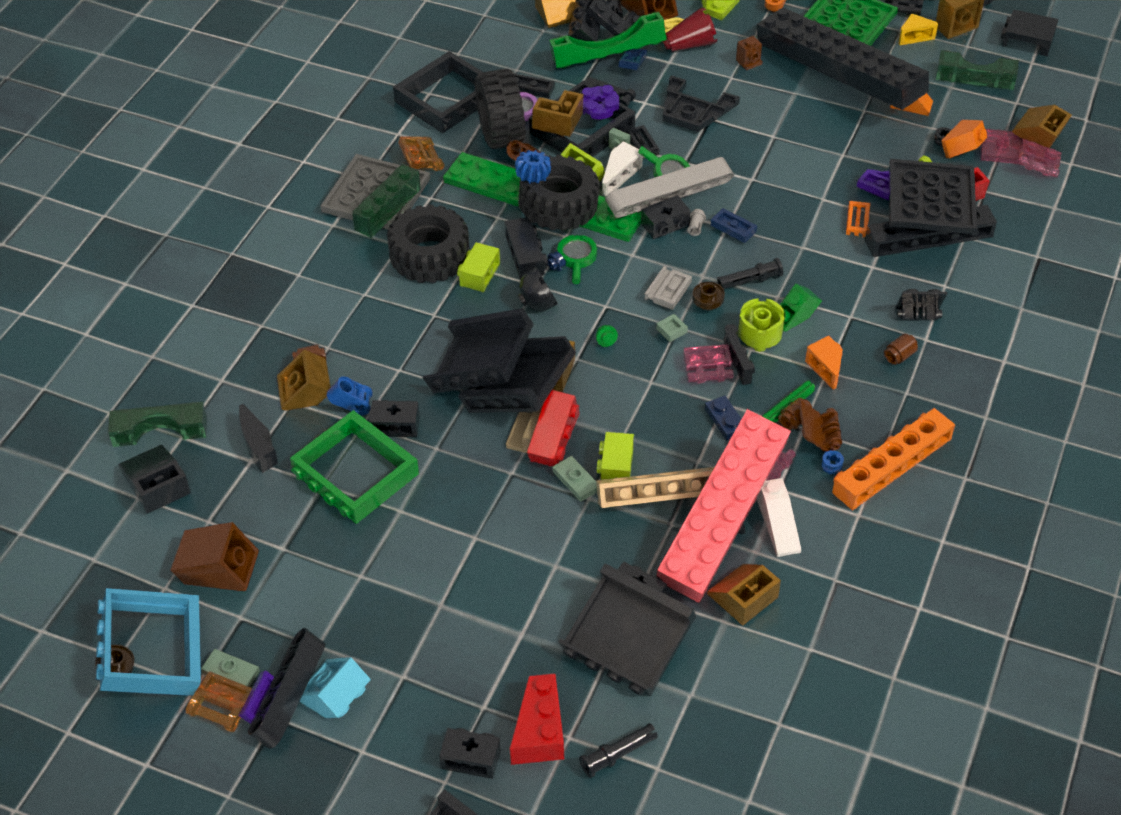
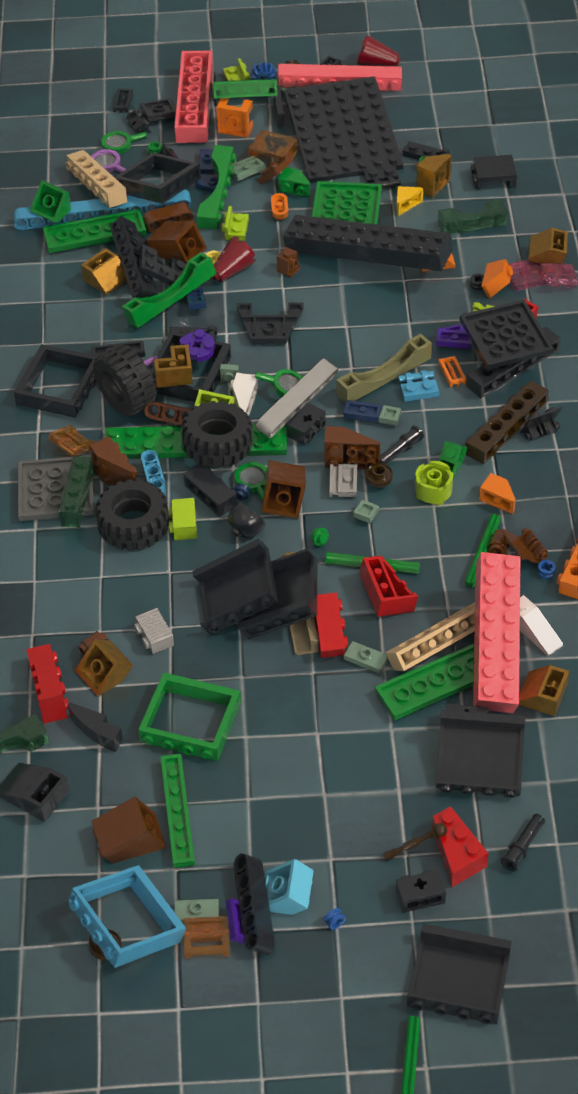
camera: 25 degrees left, 0 degrees up
(237, 376) = (47, 683): none -> red wedge
(278, 558) = (177, 811): none -> green plate
(349, 395) = (151, 662): blue piece -> none
(361, 742) = (334, 918): none -> blue bush
(376, 366) = (154, 631): none -> light grey brick
(395, 417) = (198, 664): black brick -> none
(438, 185) = (110, 463): none -> reddish brown slope
(478, 212) = (152, 469): none -> dark azure beam
(519, 693) = (436, 831): none -> dark brown piece
(532, 166) = (193, 420): blue gear -> none
(596, 272) = (283, 489): none -> reddish brown slope
(617, 455) = (388, 628): lime brick -> none
(620, 532) = (428, 683): none -> green plate
(640, 412) = (385, 589): none -> red wedge
(646, 383) = (356, 561): none -> green axle
(653, 147) = (244, 368): black tile -> none
(689, 254) = (349, 447): none -> reddish brown slope
(697, 217) = (331, 417): light grey pin -> none
(706, 358) = (408, 524): clear pink plate -> none
(723, 416) = (448, 566): dark blue plate -> none
(738, 355) = (429, 513): black plate -> none
(760, 239) = (390, 415): none -> sand green plate
(811, 225) = (418, 390): none -> dark azure plate
(821, 185) = (412, 354): none -> olive arch
(882, 290) = (506, 422): none -> dark brown brick
(901, 349) = (546, 463): reddish brown brick -> none

